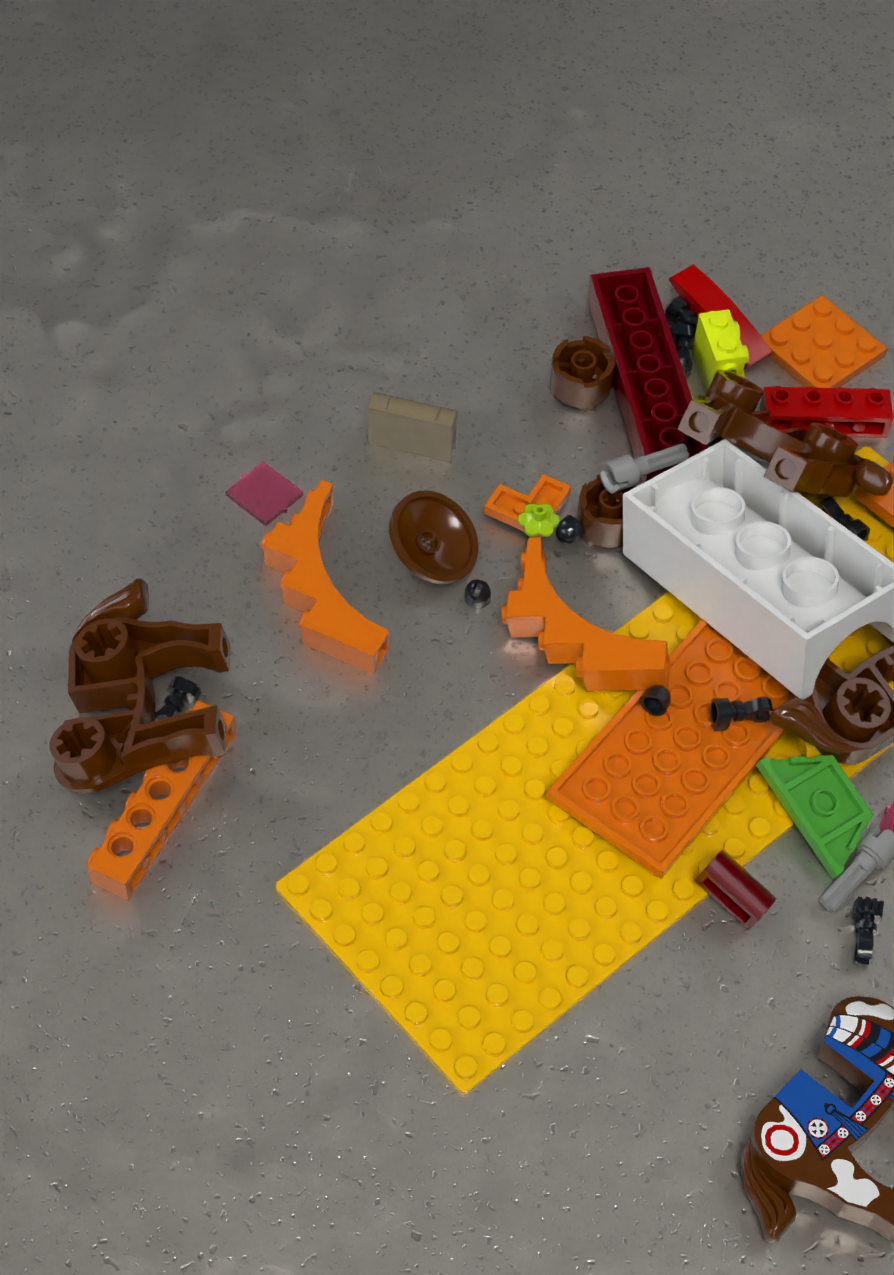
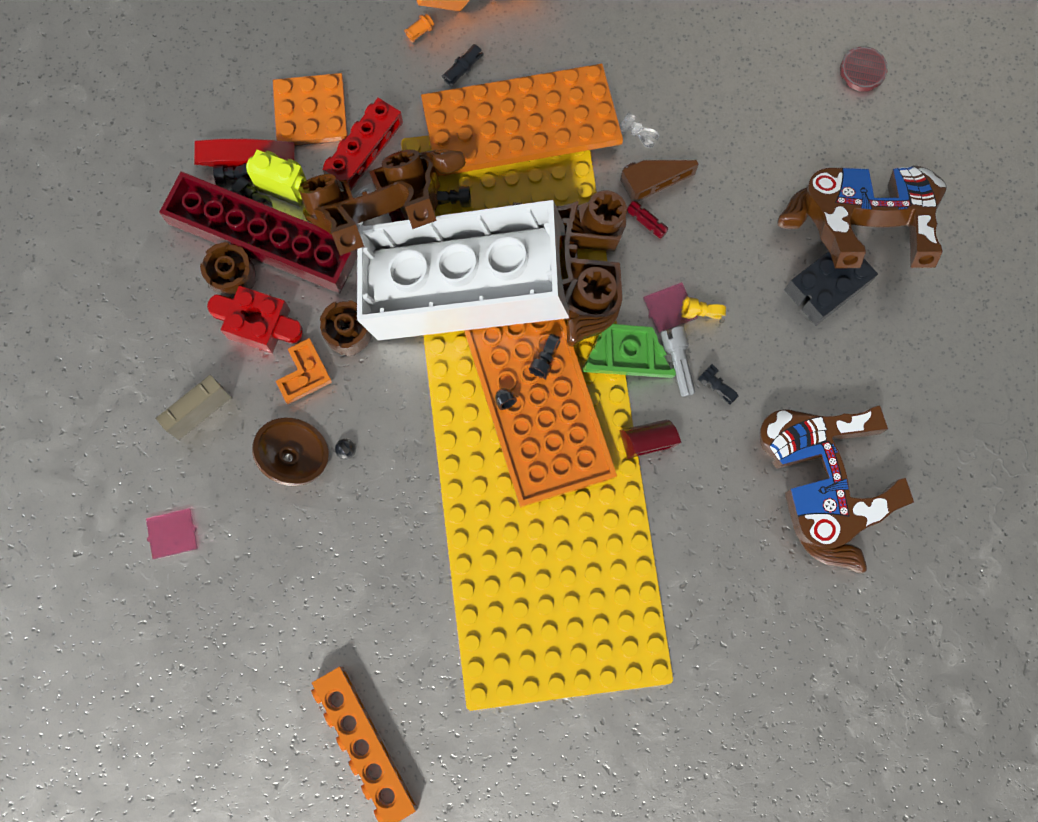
camera: 55 degrees left, 20 degrees up
(114, 668) = (247, 722): reddish brown animal -> none
(181, 691) = (291, 686): black piece -> none
(328, 619) = (267, 554): orange arch -> none
(538, 520) = (324, 380): lime plant -> none
(550, 427) = (255, 319): none -> red brick
(569, 530) = (339, 361): black hinge -> none
(600, 656) = (457, 408): orange arch -> none
(626, 471) = (335, 303): light grey piece -> none

